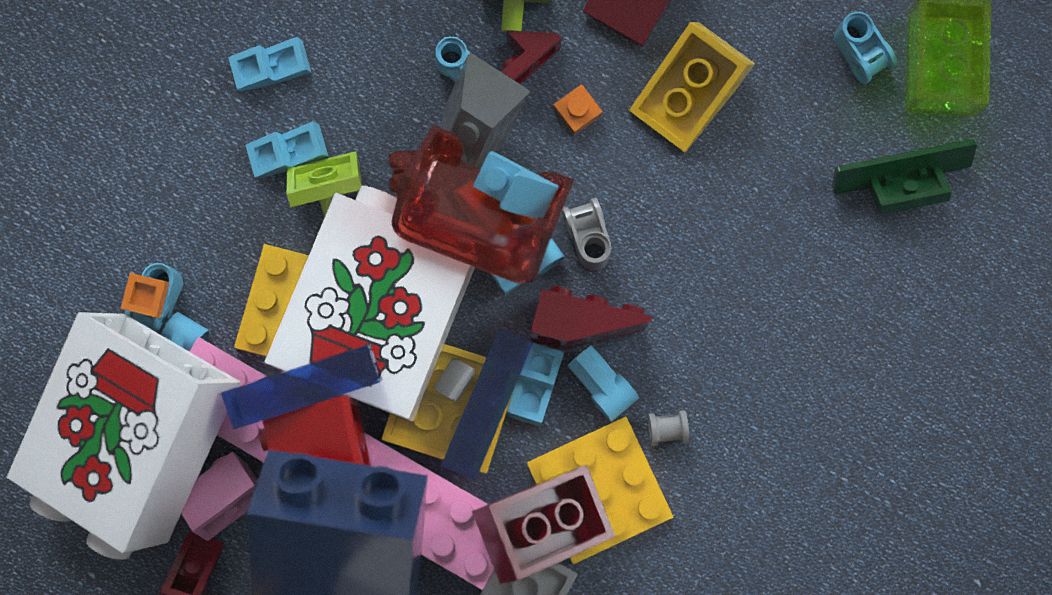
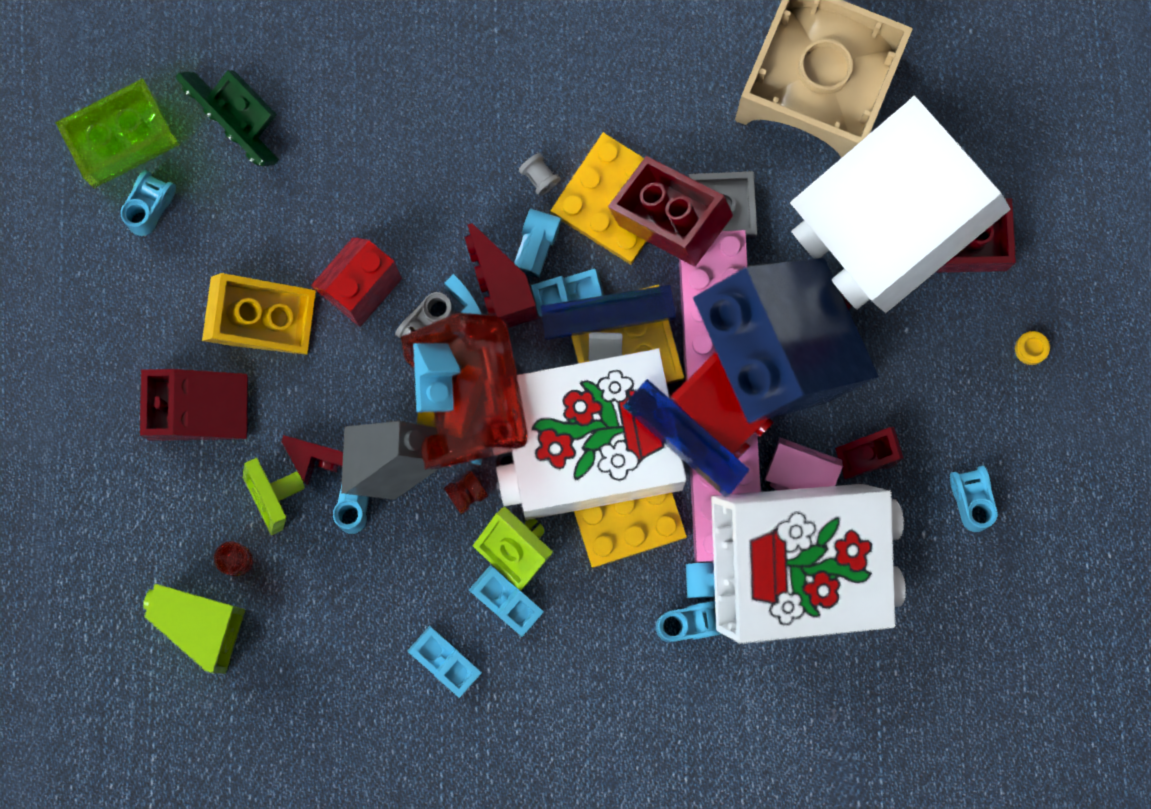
camera: 120 degrees left, 0 degrees up
(145, 295) = (692, 622): orange plate -> none
(567, 277) = (460, 292): none -> medium azure slope
(577, 109) = (331, 393): orange plate -> none
(668, 189) = (358, 279): none -> red slope

